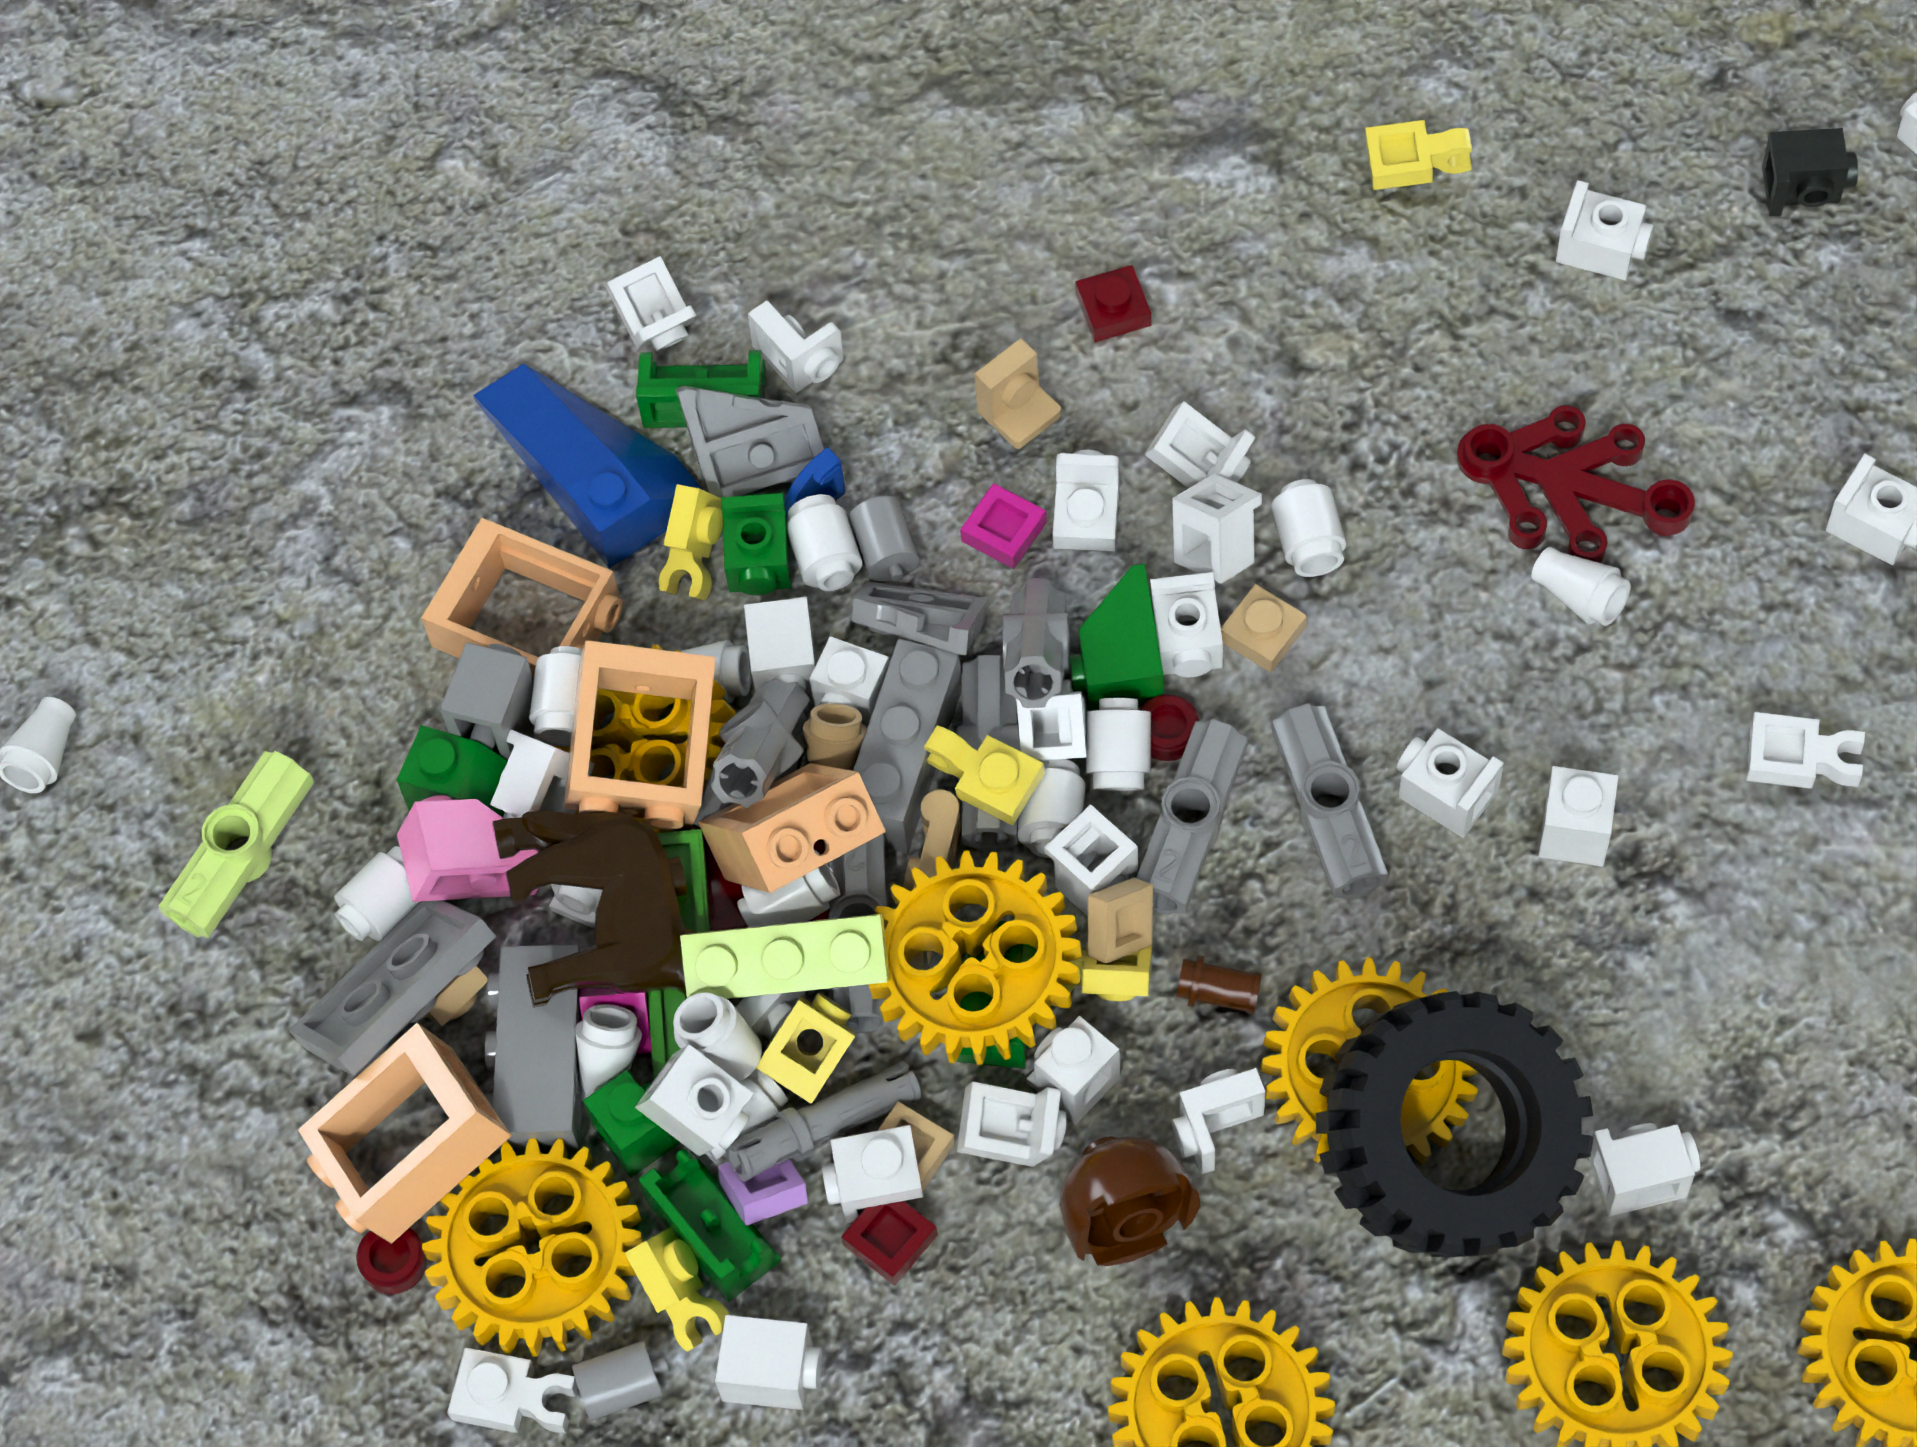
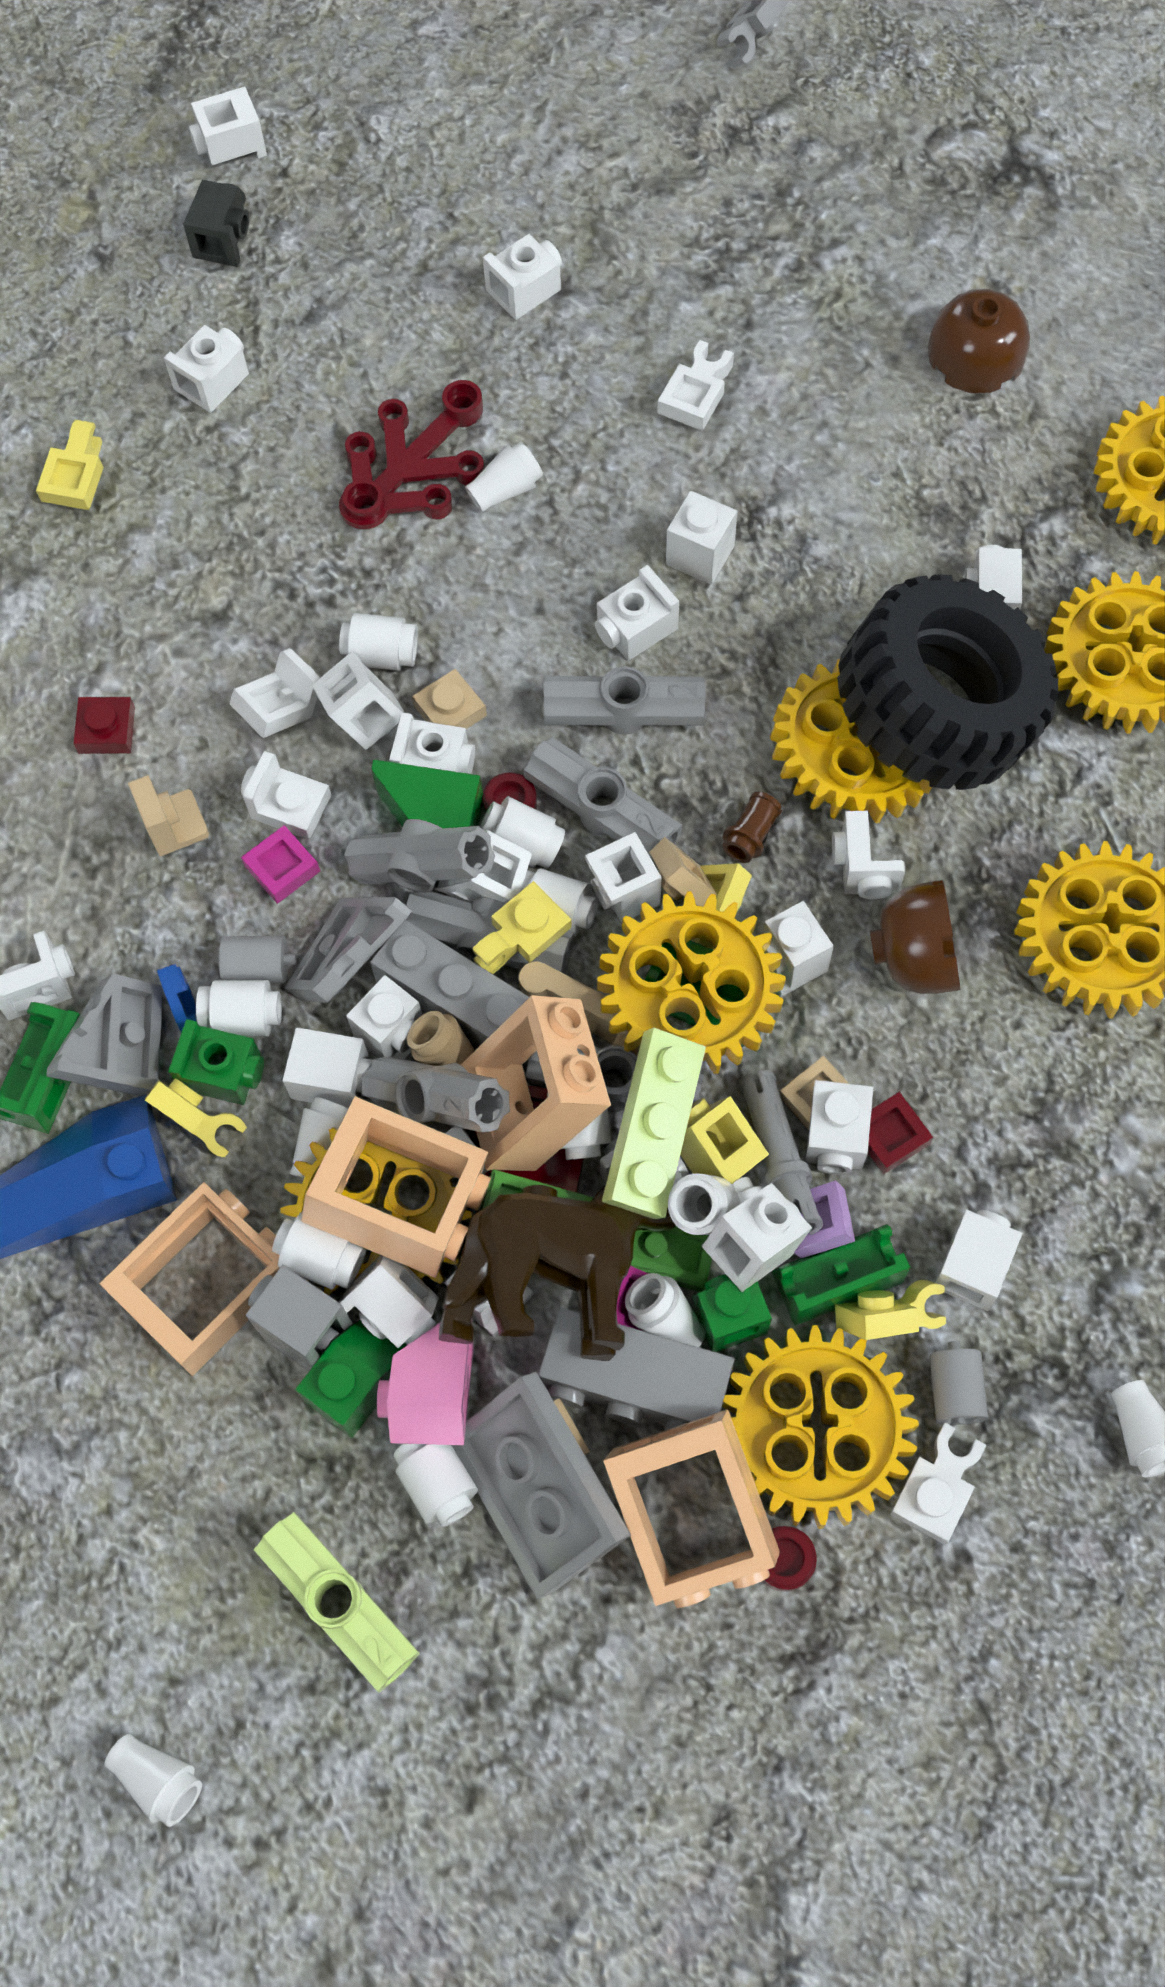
camera: 75 degrees left, 5 degrees up
(1011, 1124) = (826, 1008): white bracket -> none

